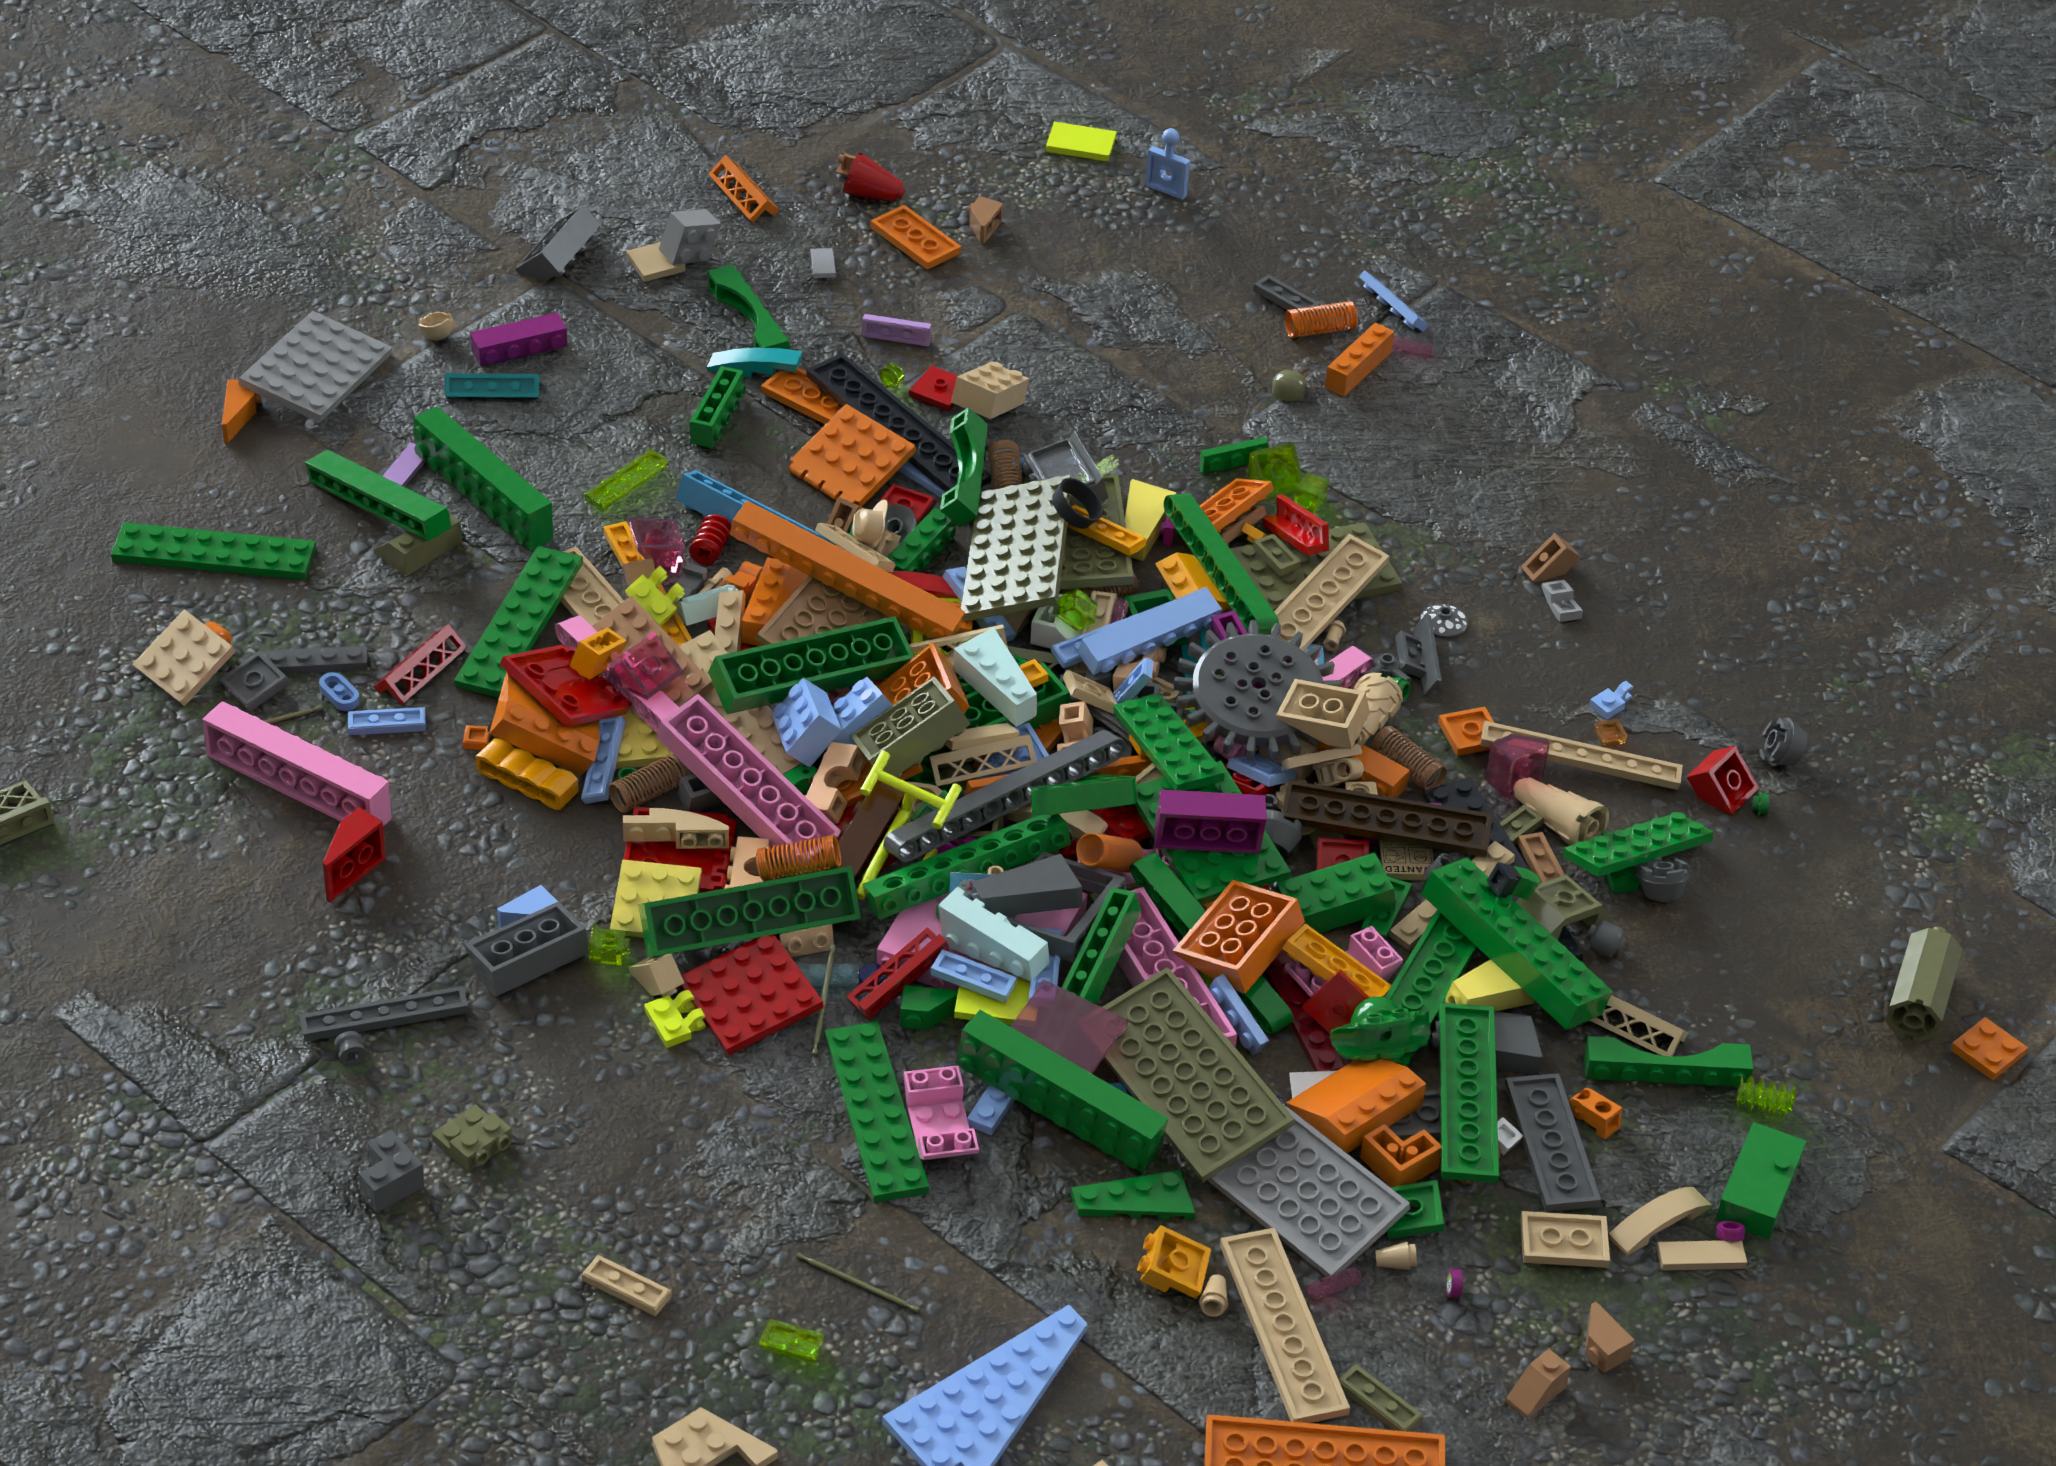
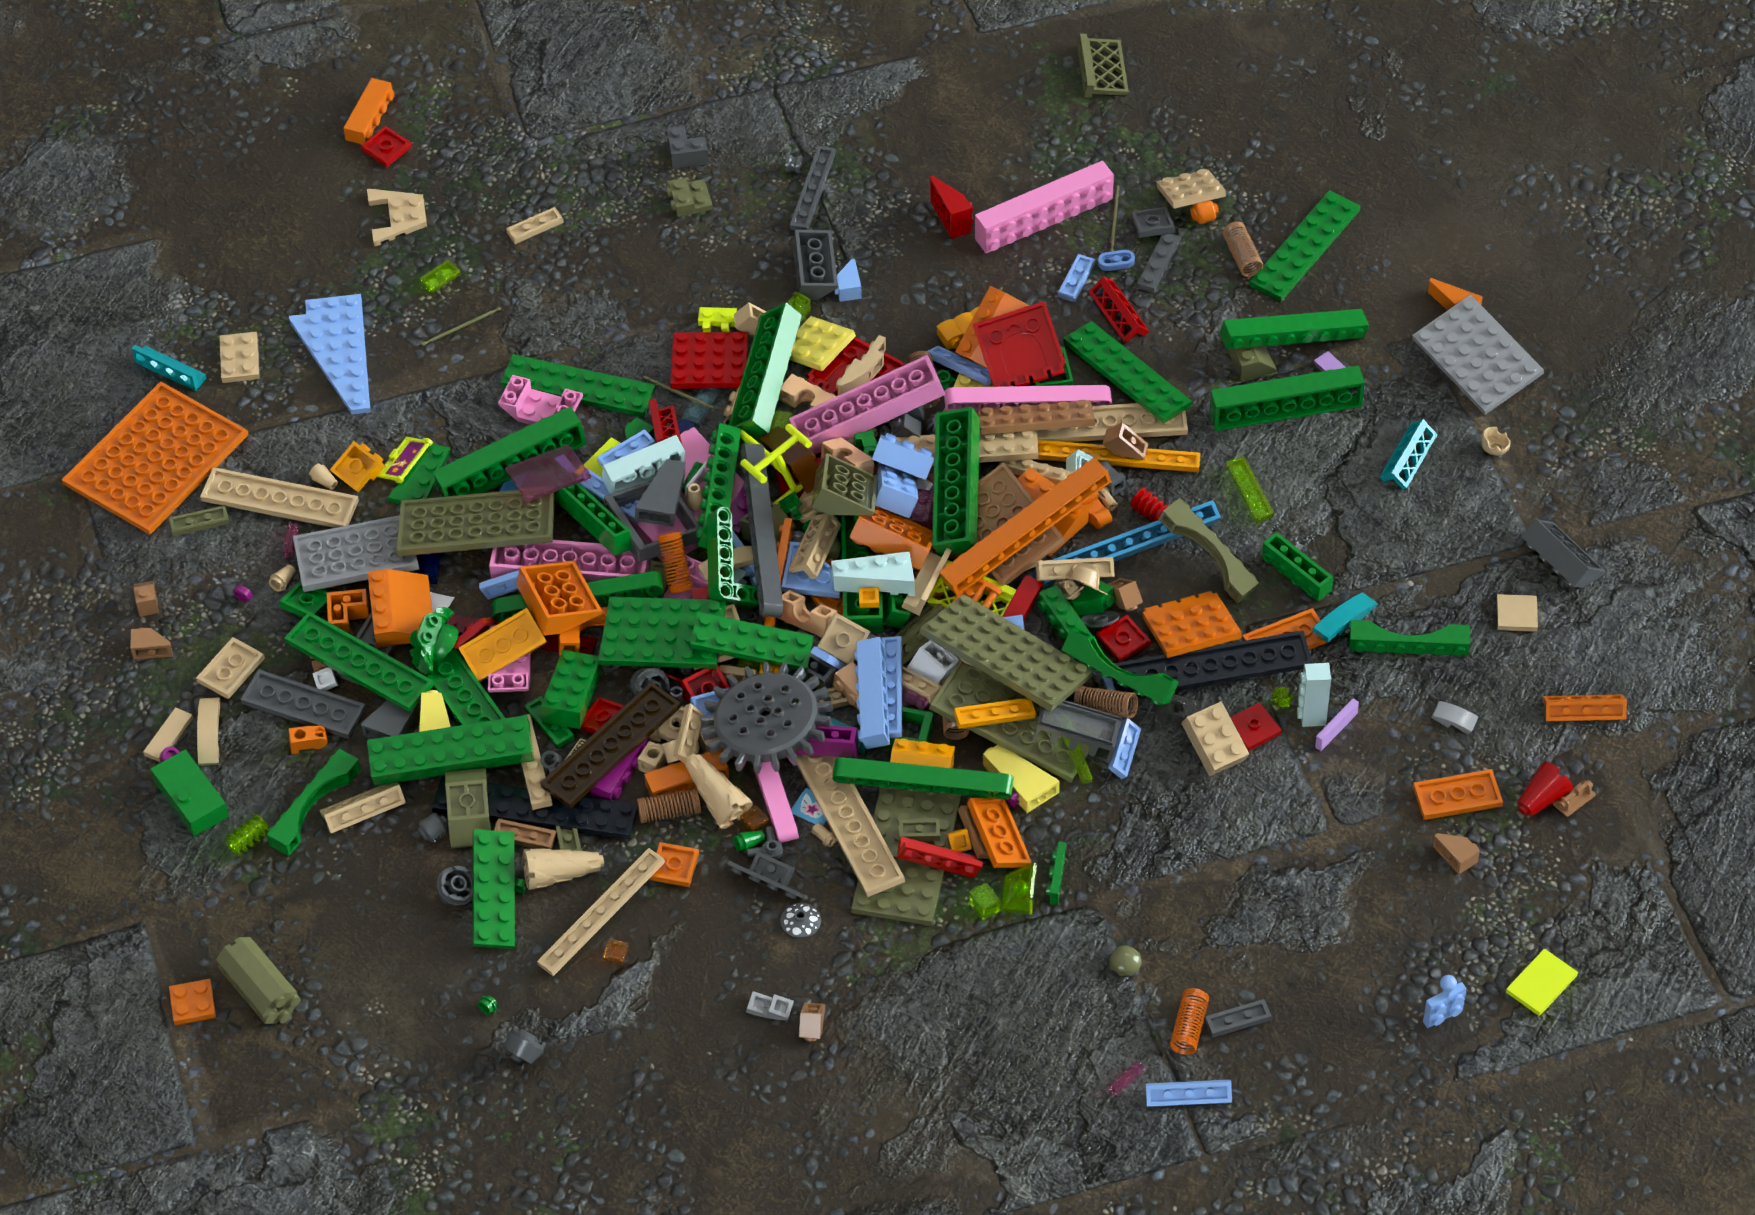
camera: 125 degrees right, 10 degrees up
(275, 570) = (1243, 248): none -> medium nougat piece
(518, 339) = (1452, 486): magenta brick -> none
(597, 652) = (1036, 369): light orange brick -> none
(645, 667) = (1010, 392): clear pink slope -> none
(651, 599) = (1090, 435): neon yellow plate -> none
(660, 541) = (1156, 466): clear pink slope -> none
(689, 236) = (1514, 624): light grey brick -> none
(763, 445) = (1182, 521): none -> olive arch
(831, 855) = (784, 408): orange piece -> none
(889, 327) = (1314, 694): none -> light aqua wedge
(982, 735) = (832, 544): tan tile -> none
(1077, 609) = (926, 665): clear neon green brick -> none
(1084, 495) = (995, 683): black tyre -> none
(1120, 1223) = (404, 458): none -> door
(1210, 821) = (648, 609): magenta brick -> none
(1325, 712) = (707, 731): tan slope -> none
(1359, 359) = (1123, 1021): orange brick -> none
(1515, 759) = (617, 856): clear pink slope -> none
(1517, 881) = (484, 765): leg -> none
(1611, 703) = (647, 973): light blue plate -> none
(1723, 780) = (521, 990): red slope -> none

